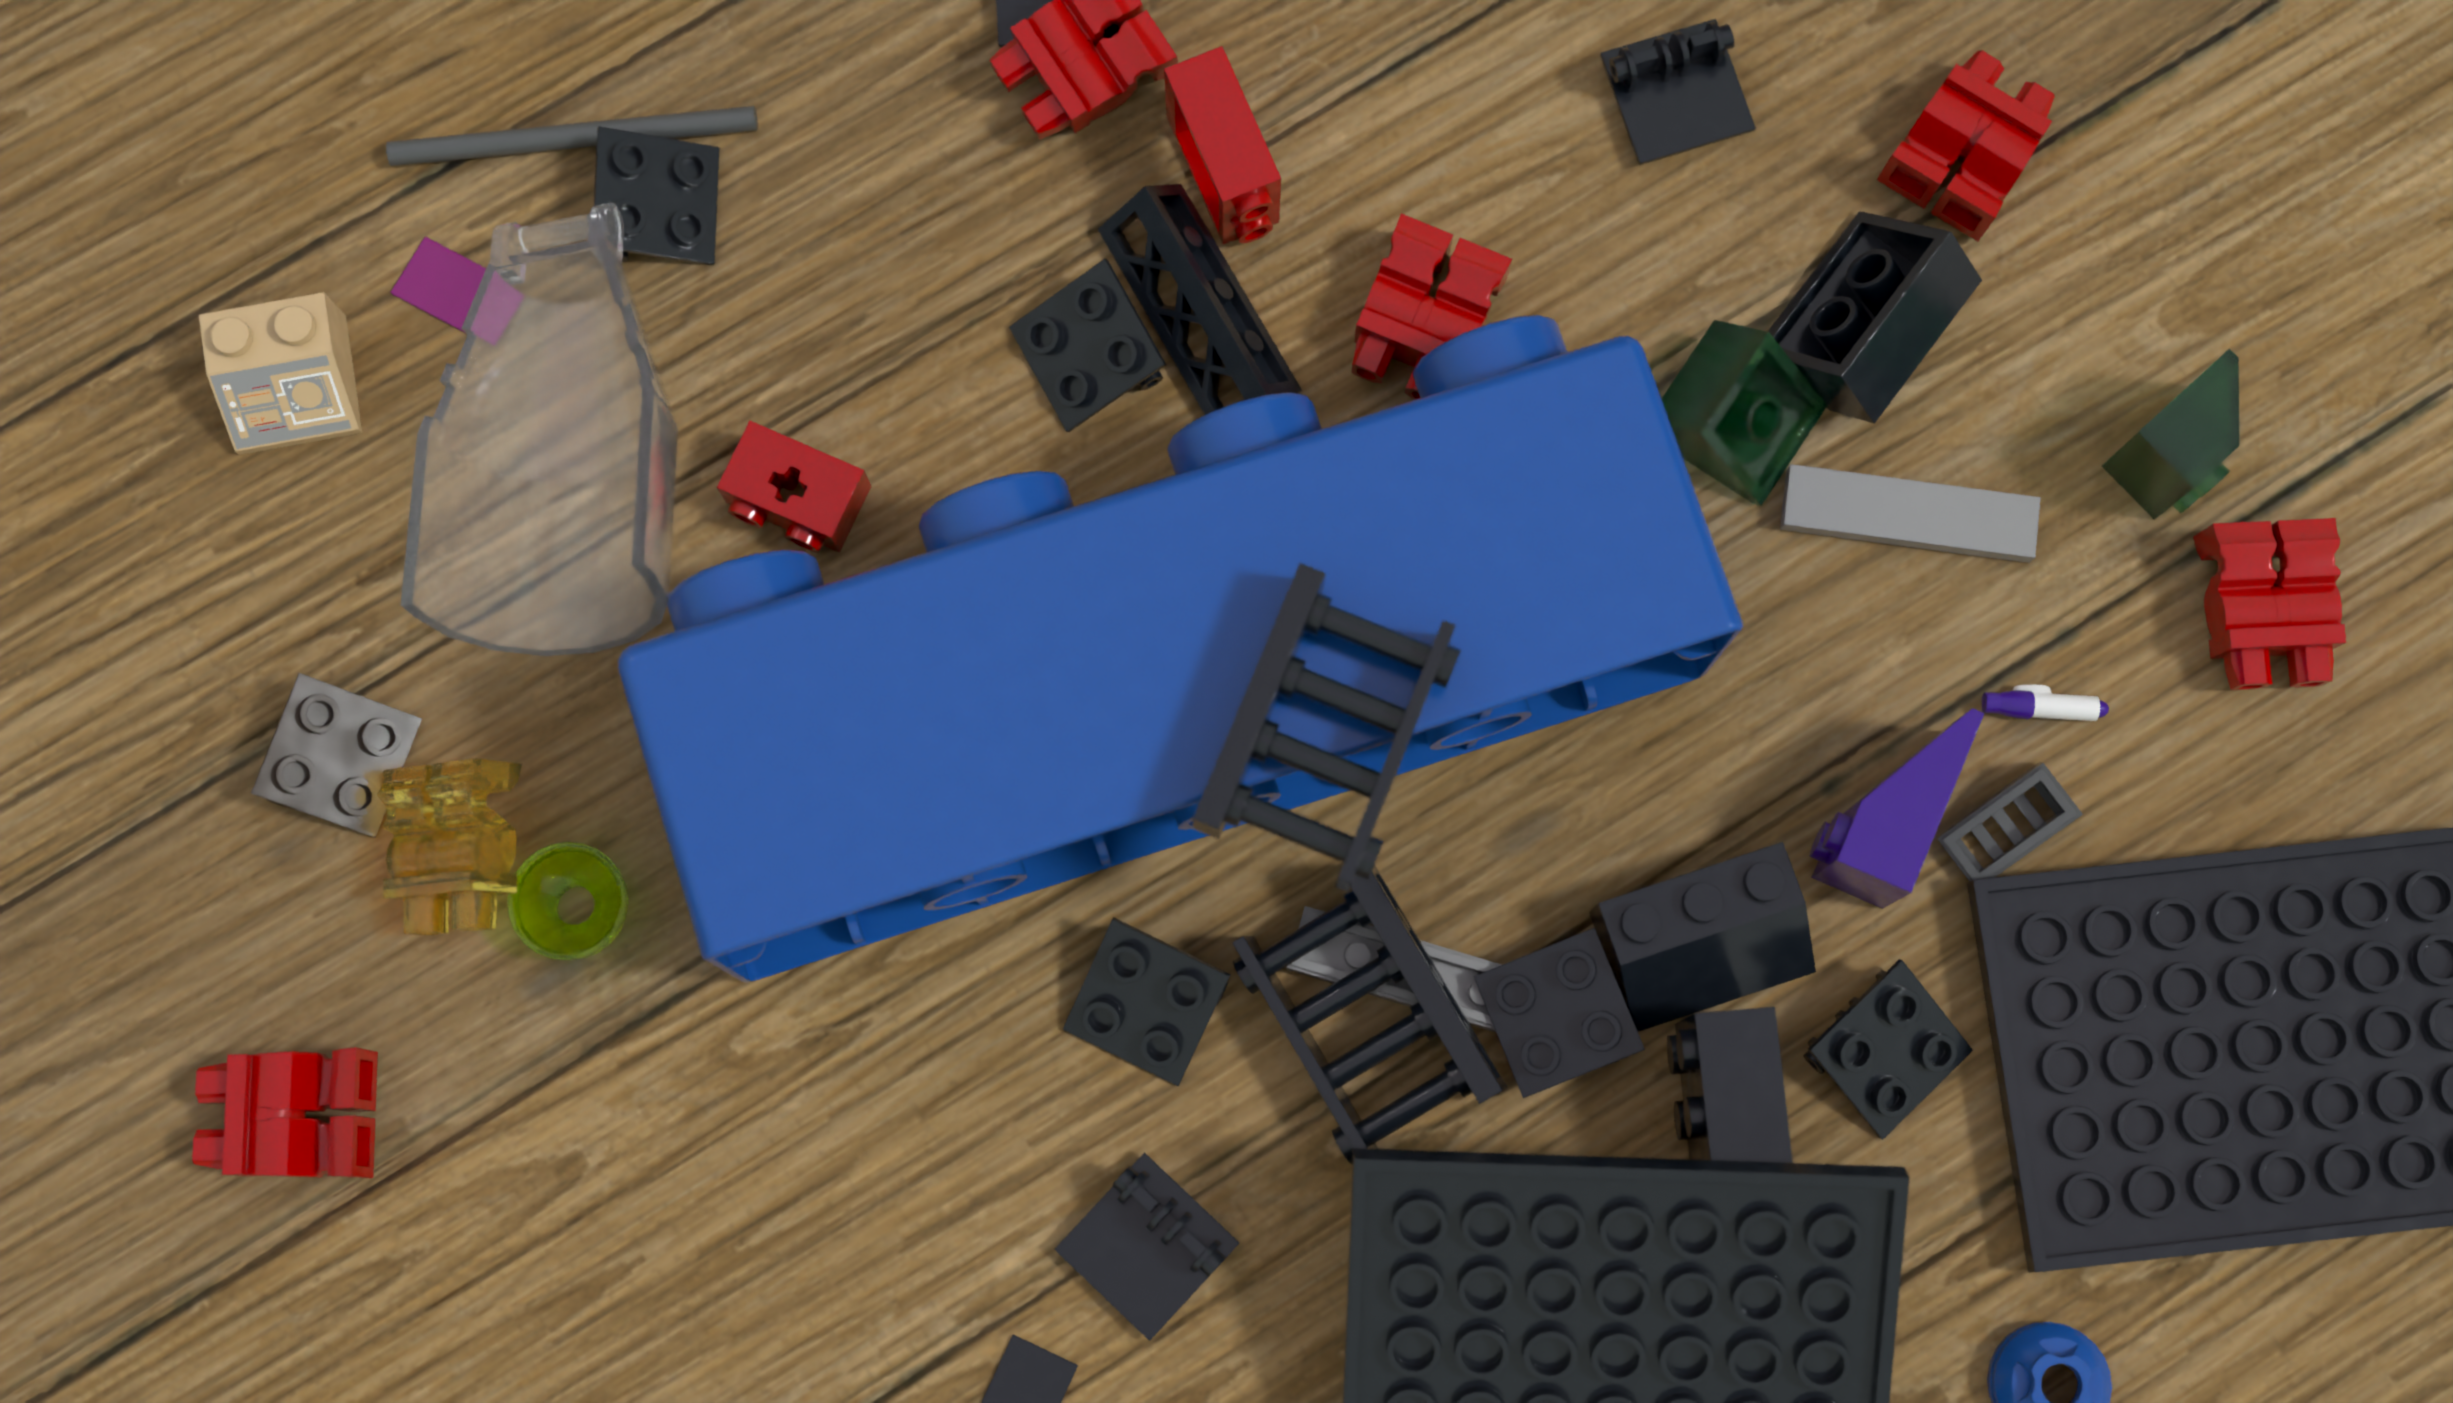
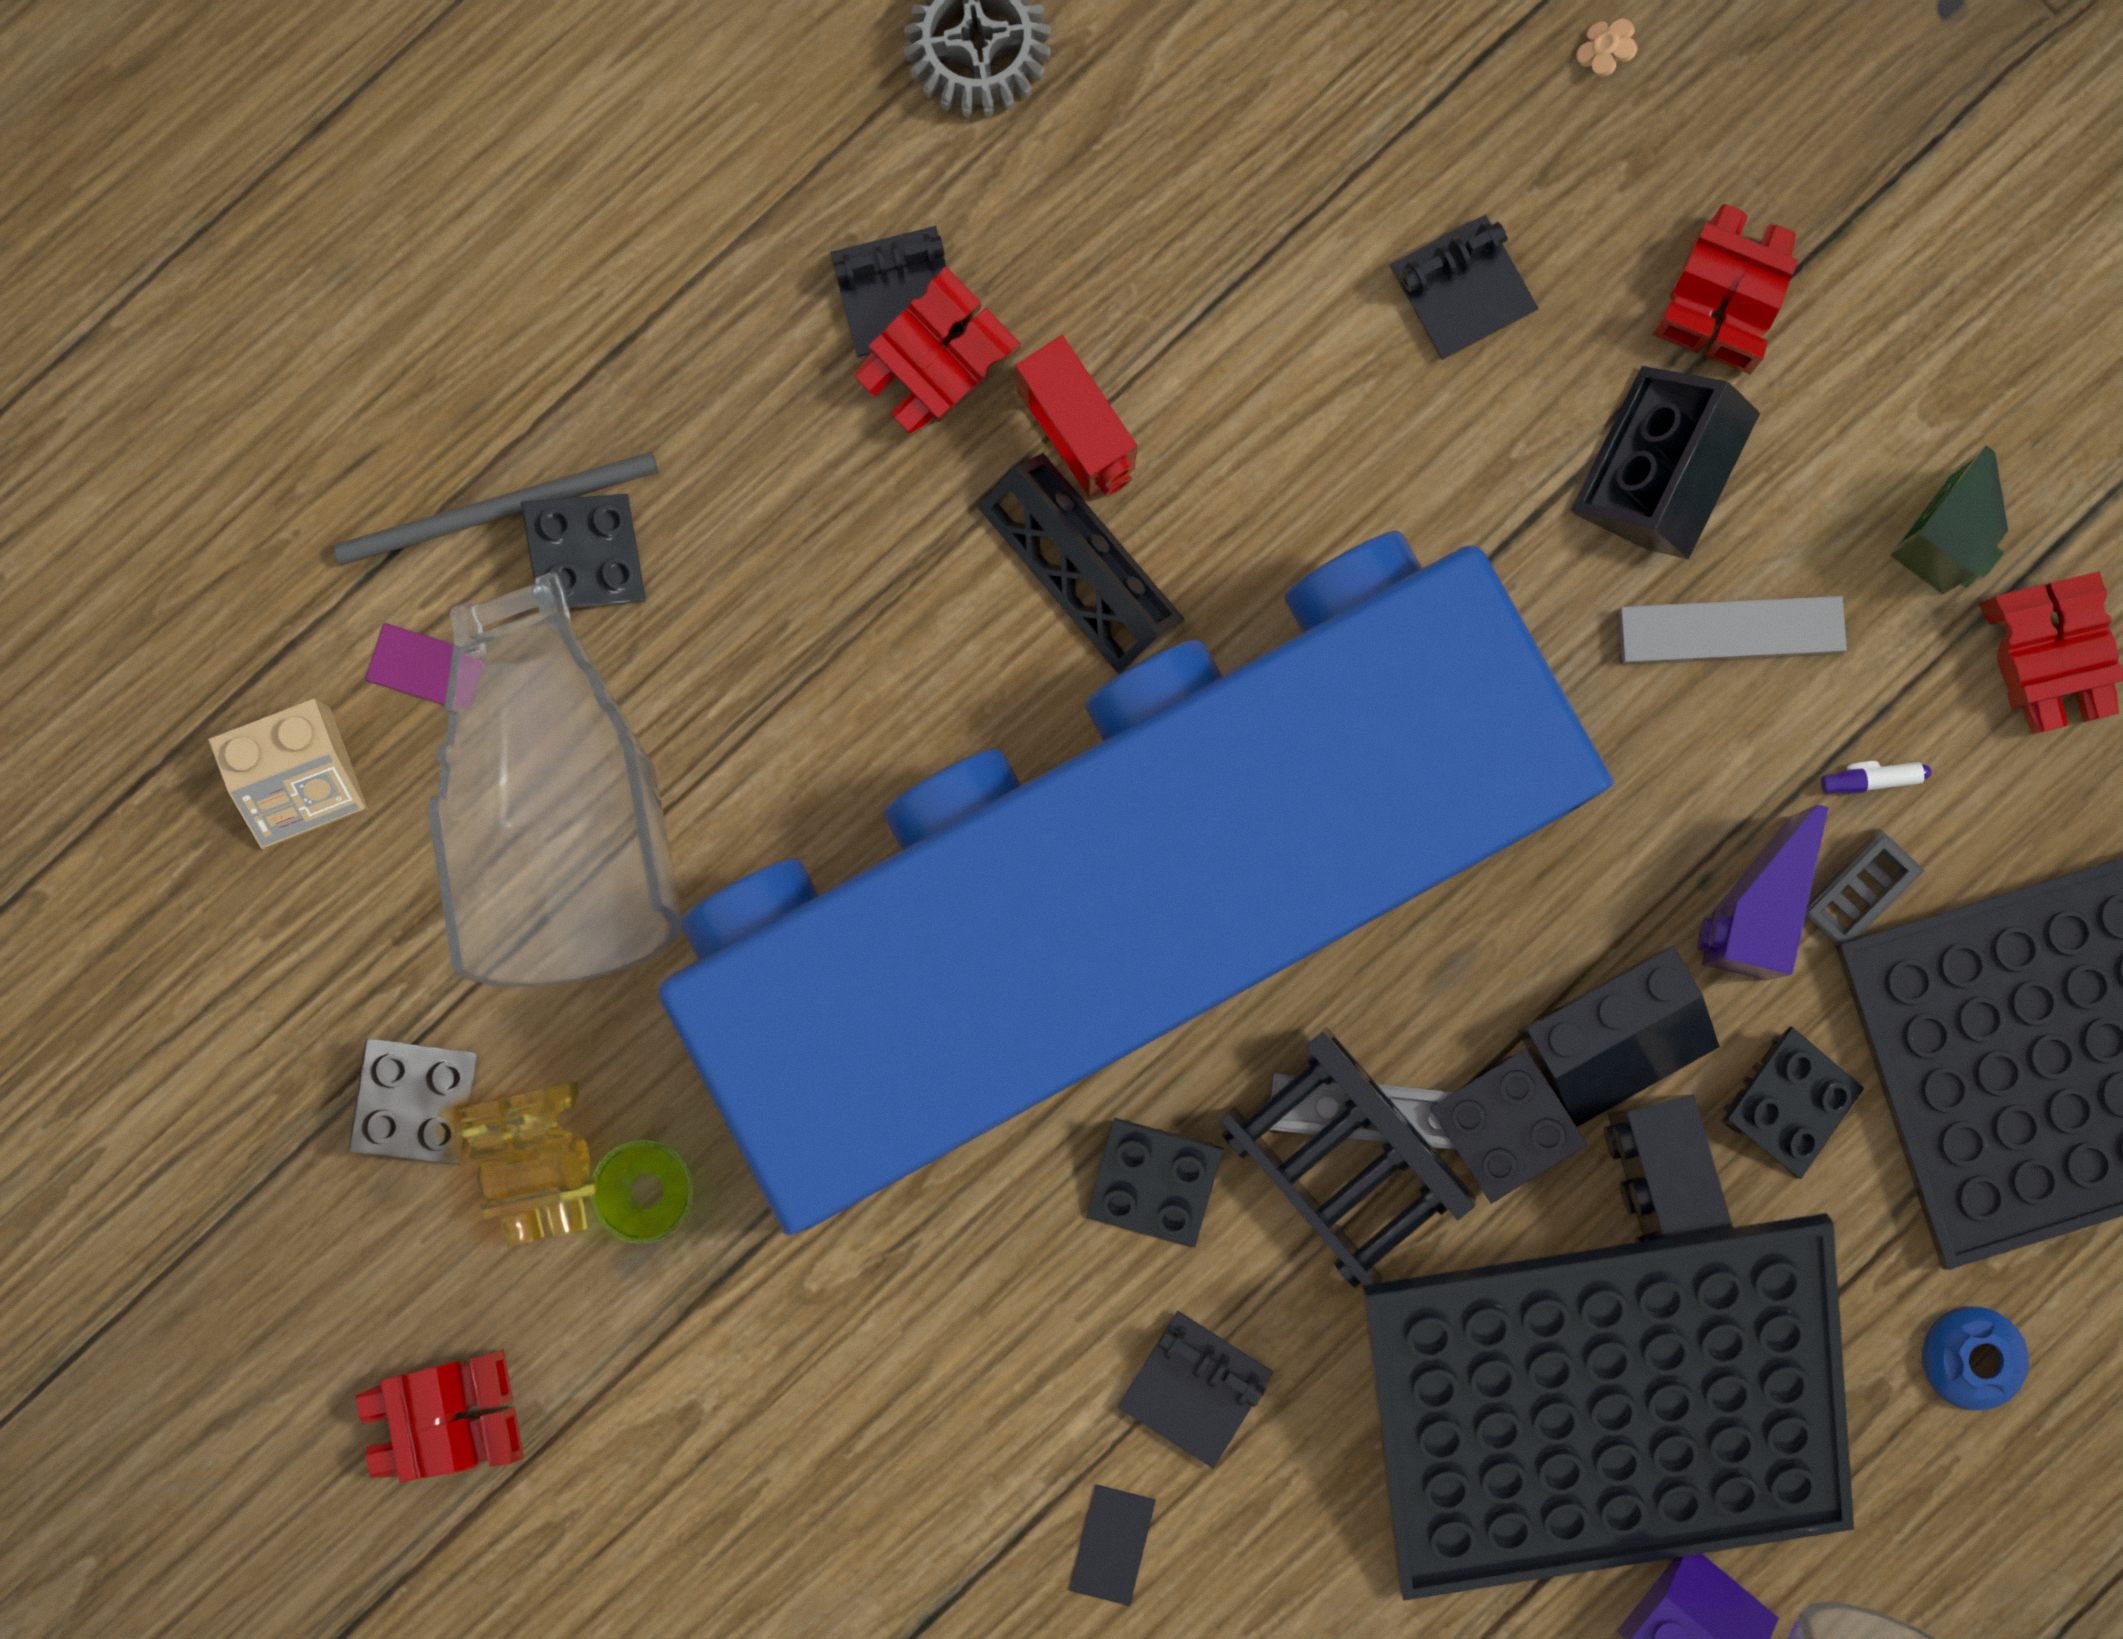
camera: 10 degrees left, 5 degrees up
(772, 461) = (735, 770): red brick -> none
(1088, 346) = (990, 615): black hinge -> none
(1284, 675) = (1222, 962): black fence -> none
(1402, 316) = (1273, 544): red hips -> none
(1741, 409) = (1569, 567): clear green slope -> none

